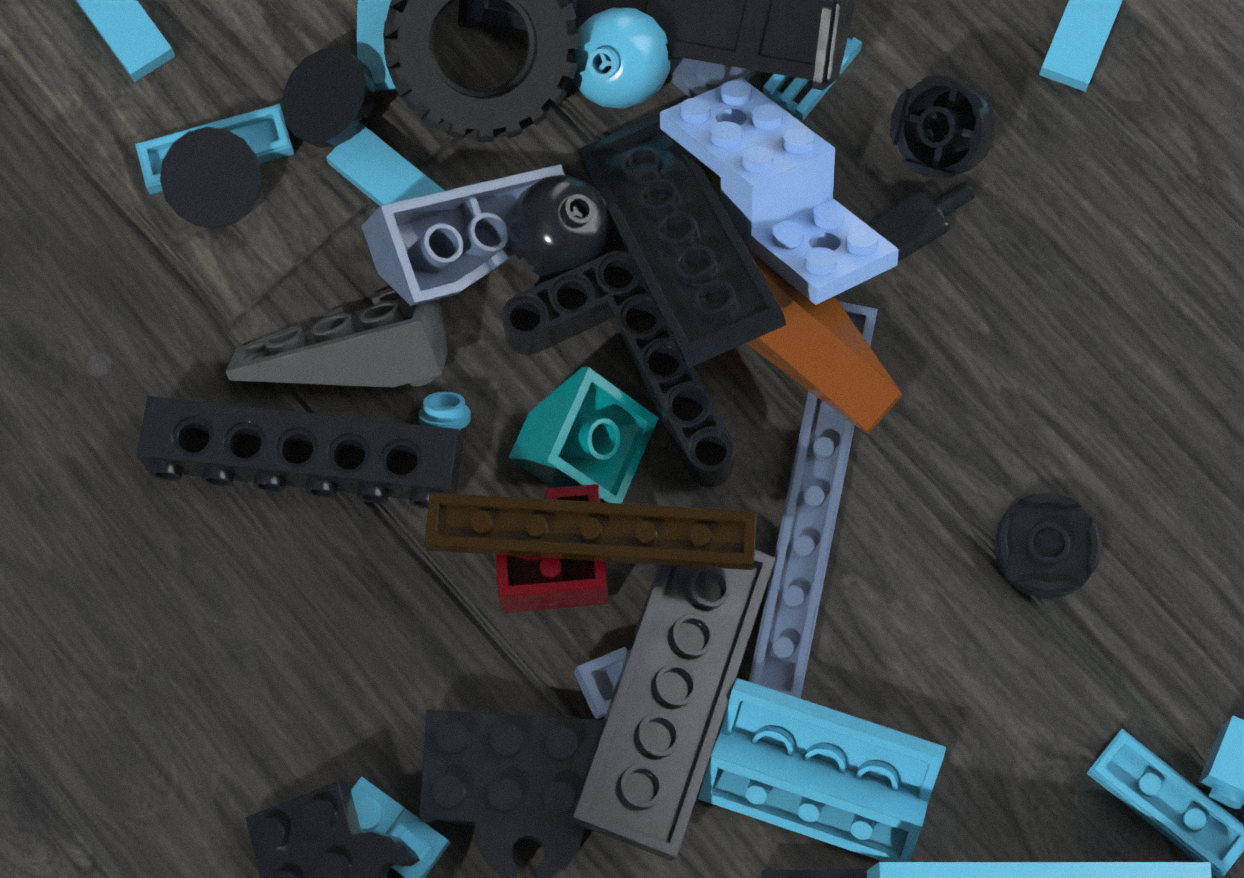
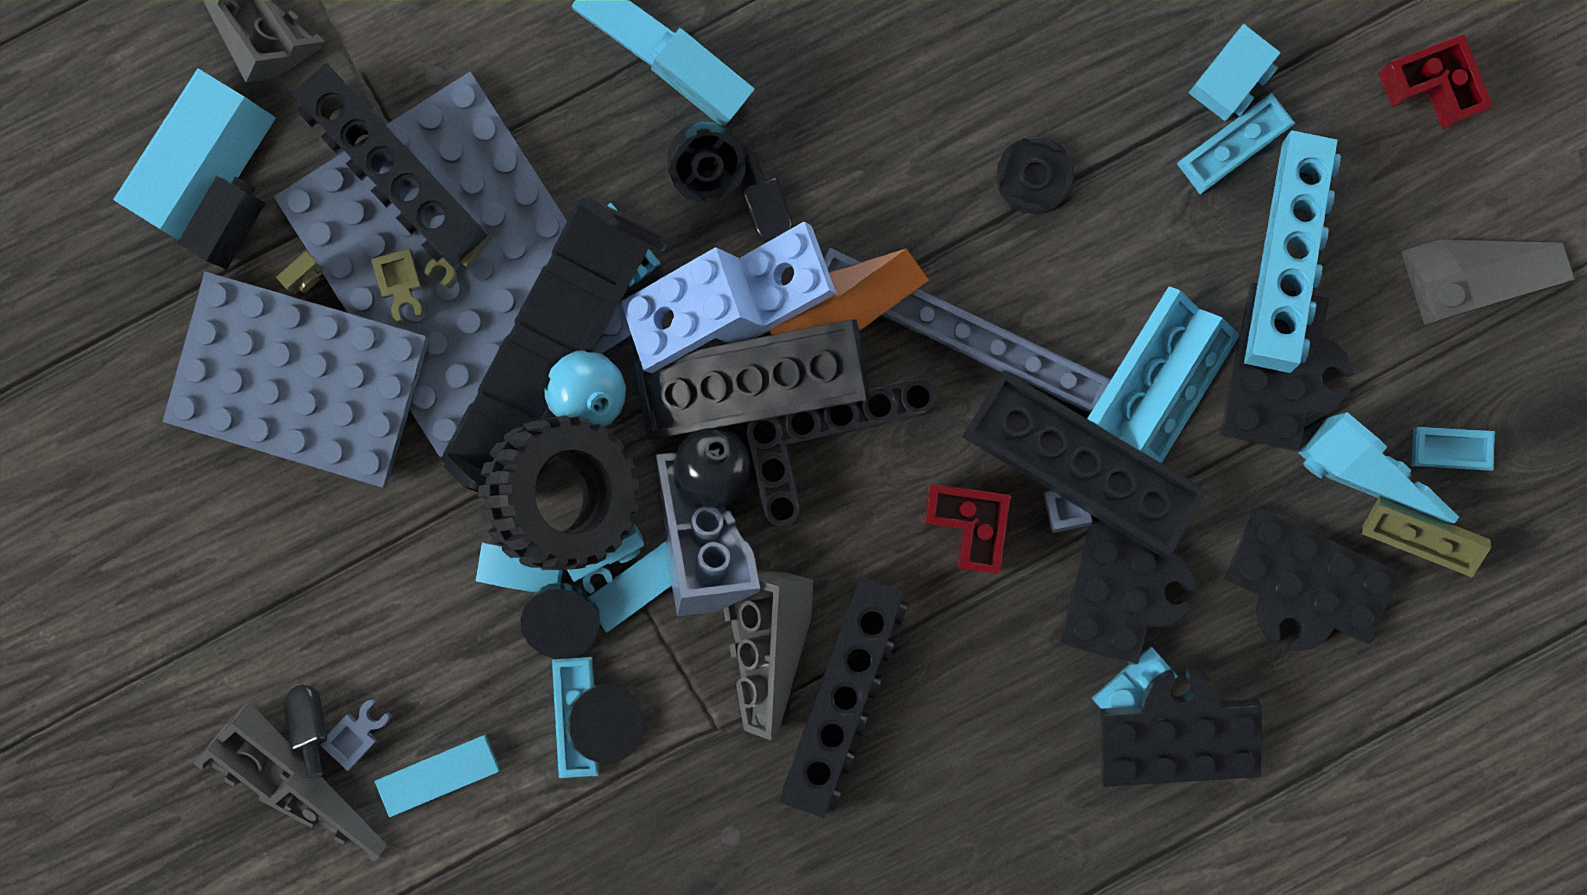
camera: 80 degrees left, 15 degrees up
(435, 147) = (626, 552): none -> medium azure plate
(445, 411) = (837, 584): medium azure plate -> none
(585, 436) = (883, 485): teal slope -> none
(591, 531) = (971, 497): dark brown plate -> none
(1046, 93) = (699, 76): none -> medium azure brick

